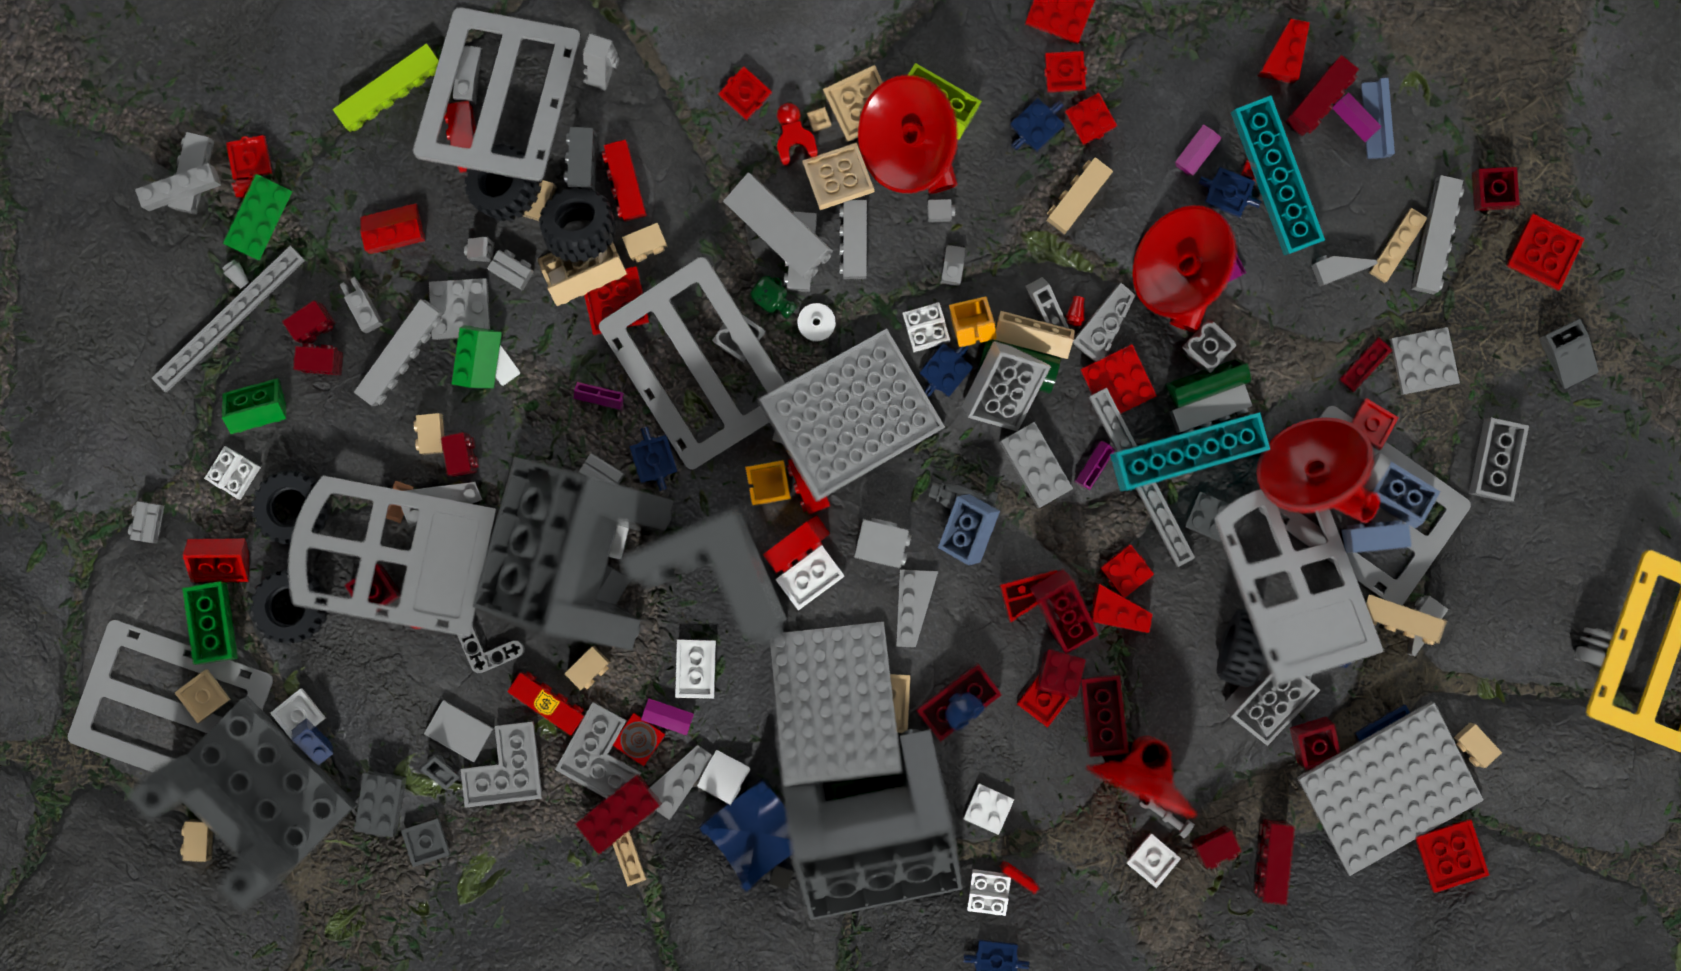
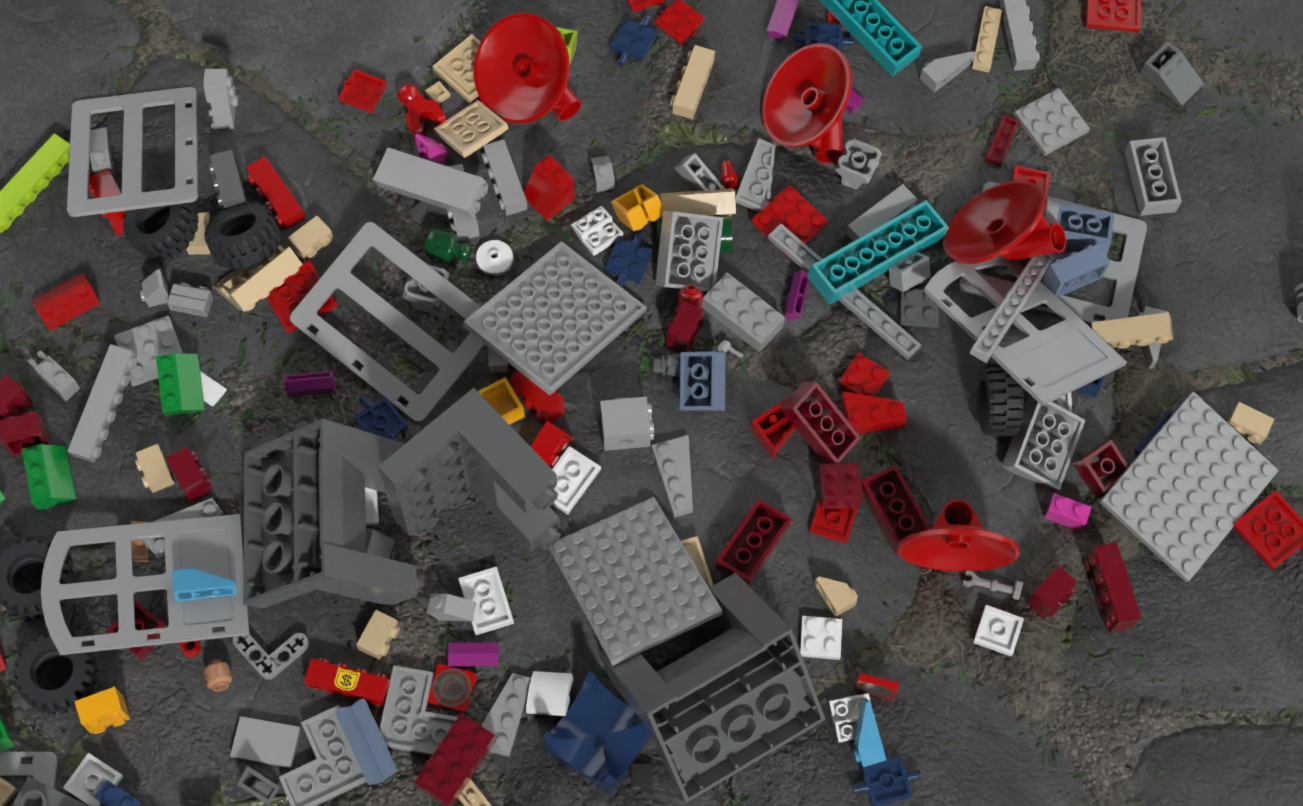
camera: 25 degrees left, 20 degrees down
(321, 656) = (102, 710): none -> light orange piece
(331, 407) = (48, 475): none -> green slope
(431, 574) = (196, 584): none -> dark azure slope
(433, 656) = (217, 675): none -> nougat head
(546, 765) = (366, 742): none -> sand blue panel
(661, 668) = (451, 608): none -> light grey slope
(790, 190) = (430, 149): none -> dark pink slope
(892, 270) = (549, 188): none -> red slope
(940, 210) = (574, 130): light grey brick -> none
(963, 709) = (760, 539): dark blue cylinder -> none
(973, 465) = (685, 327): none -> dark red brick
(989, 435) = (691, 295): none -> red head
(992, 920) = (867, 738): none -> dark azure slope
(1006, 492) = (725, 346): none -> light grey hand
(1017, 776) = (836, 595): none -> tan slope
(1206, 384) = (871, 193): dark green brick -> none
(1213, 480) = (909, 271): none -> light grey brick
(1264, 772) = (1067, 512): none -> dark pink brick
(1289, 566) = (1010, 307): none -> light grey plate

